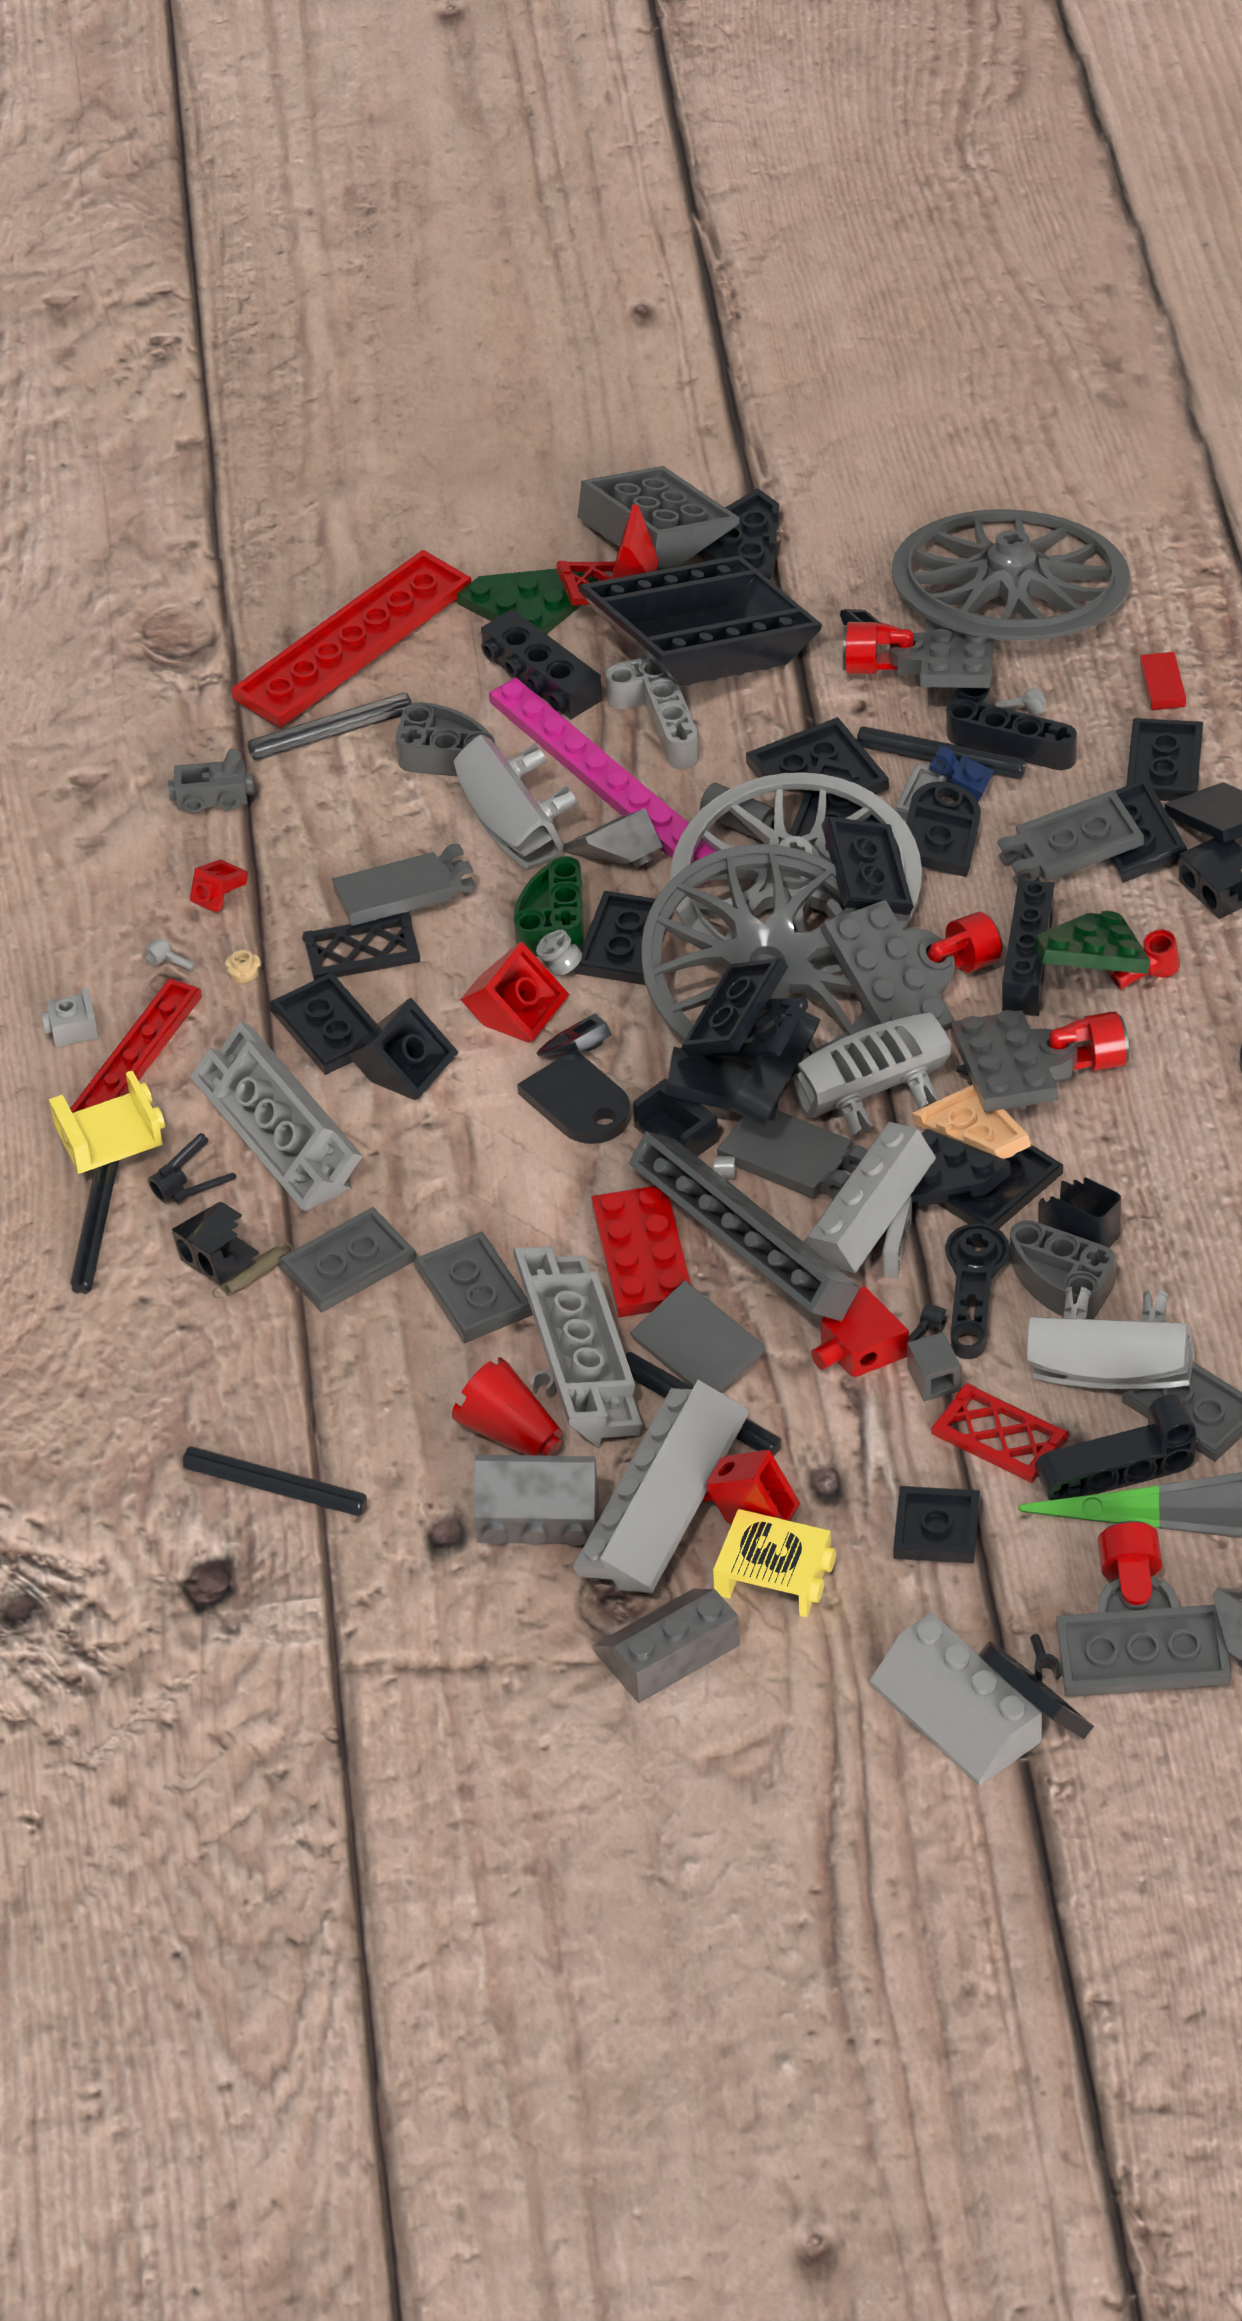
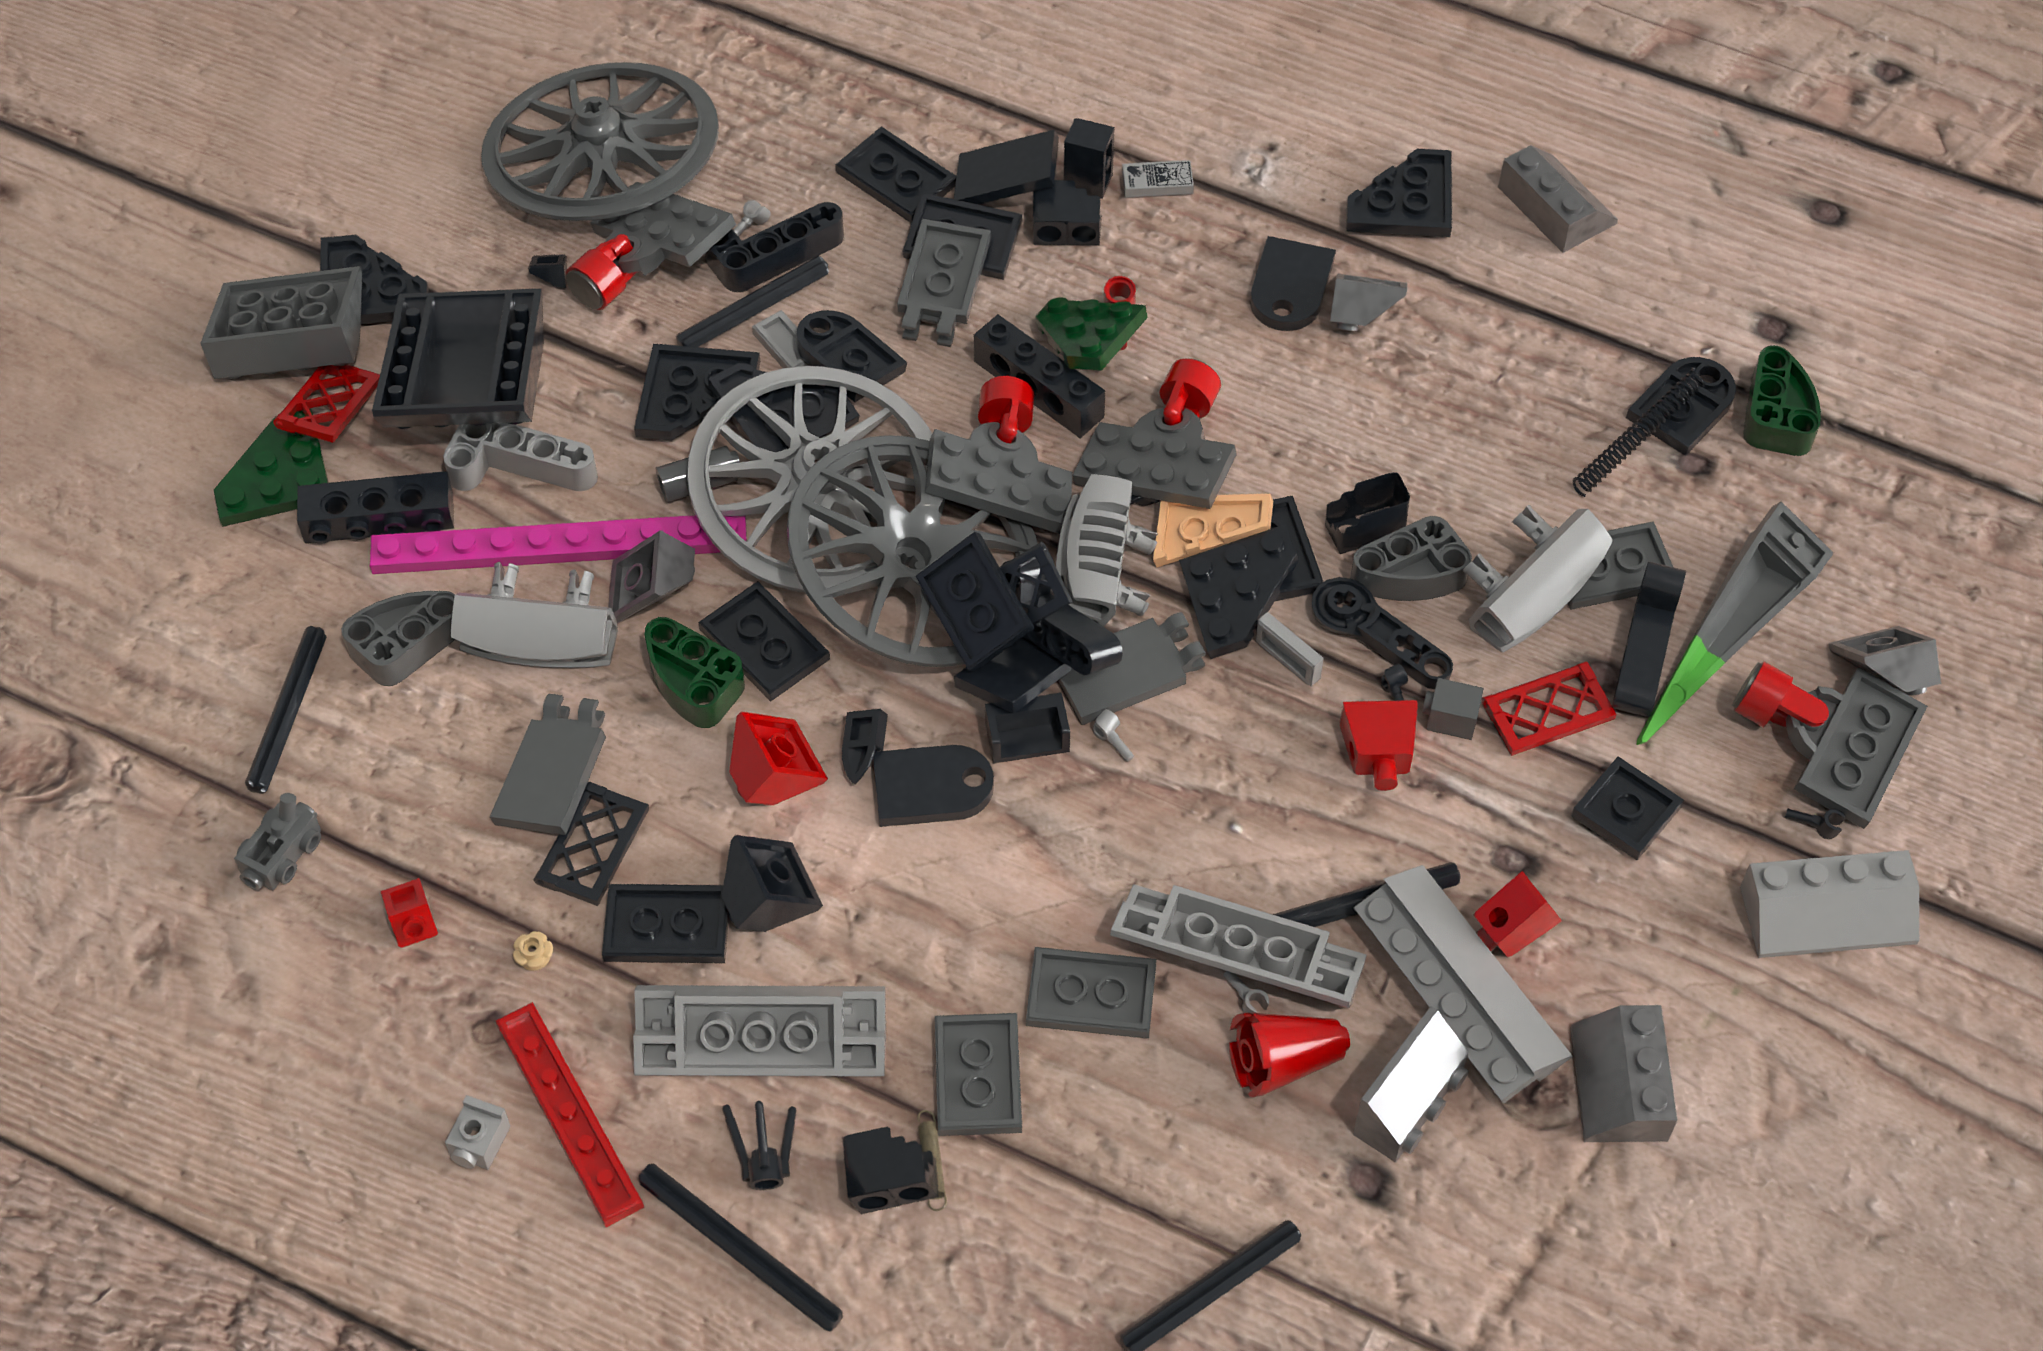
camera: 60 degrees left, 10 degrees up
(109, 1128) = (662, 1177): light yellow panel -> none
(160, 951) = (452, 1007): light grey hand -> none
(350, 638) = (192, 630): red plate -> none
(559, 952) = (747, 687): light grey wheel -> none
(636, 549) = (336, 367): red slope -> none
(639, 1248) = (1149, 839): red plate -> none
(697, 1339) = (1297, 858): dark grey tile -> none
(744, 1226) = (1214, 745): dark grey brick -> none
(775, 1556) = (1592, 946): light yellow panel -> none
(867, 864) = (878, 417): black tile -> none
(871, 1197) = (1245, 645): light grey slope -> none
(964, 773) = (796, 301): dark blue plate -> none
(1035, 1690) = (1871, 842): black tile -> none
(1162, 680) = (808, 123): red tile -> none

